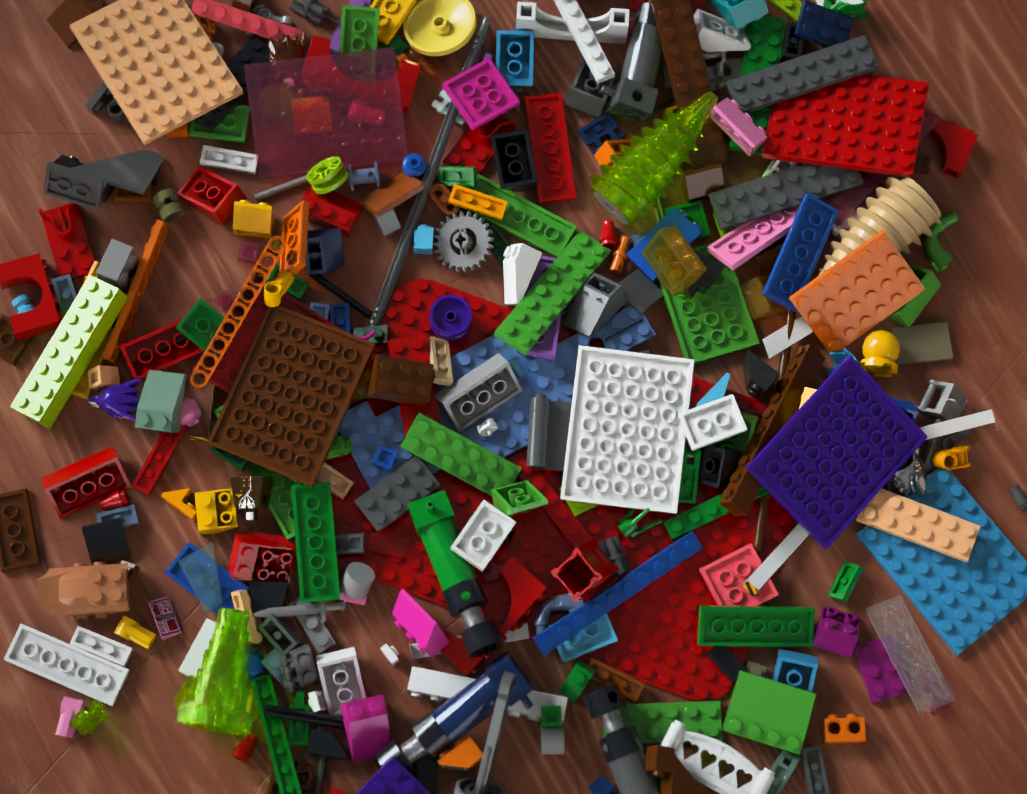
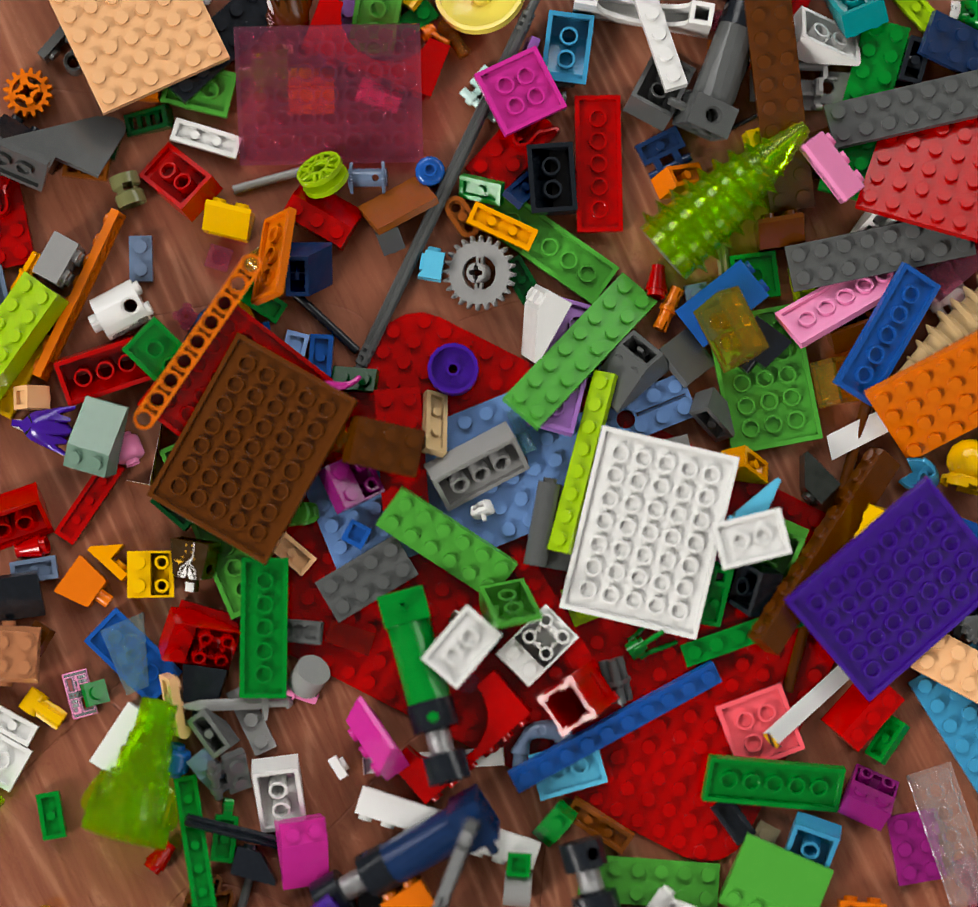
camera: 10 degrees right, 10 degrees up
(89, 135) = (19, 94): none -> orange gear
(149, 722) = (51, 815): none -> green plate
(160, 526) = (84, 584): none -> orange torso
(165, 303) = (112, 314): none -> white cylinder
(177, 615) = (95, 693): none -> green plate
(184, 260) = (141, 258): none -> sand blue plate
(190, 154) = (167, 124): none -> dark green slope
(277, 287) = (248, 316): yellow piece -> none
(317, 702) = (248, 813): white plate -> none
(375, 417) = (349, 485): none -> magenta slope
(488, 173) = (518, 192): none -> dark blue plate
(544, 534) = (536, 646): none -> white slope
(564, 381) = (581, 462): none -> lime plate
(667, 333) = (712, 414): none -> dark grey slope
(703, 371) = (750, 467): none -> light orange slope
(818, 566) = (858, 719): none -> red slope

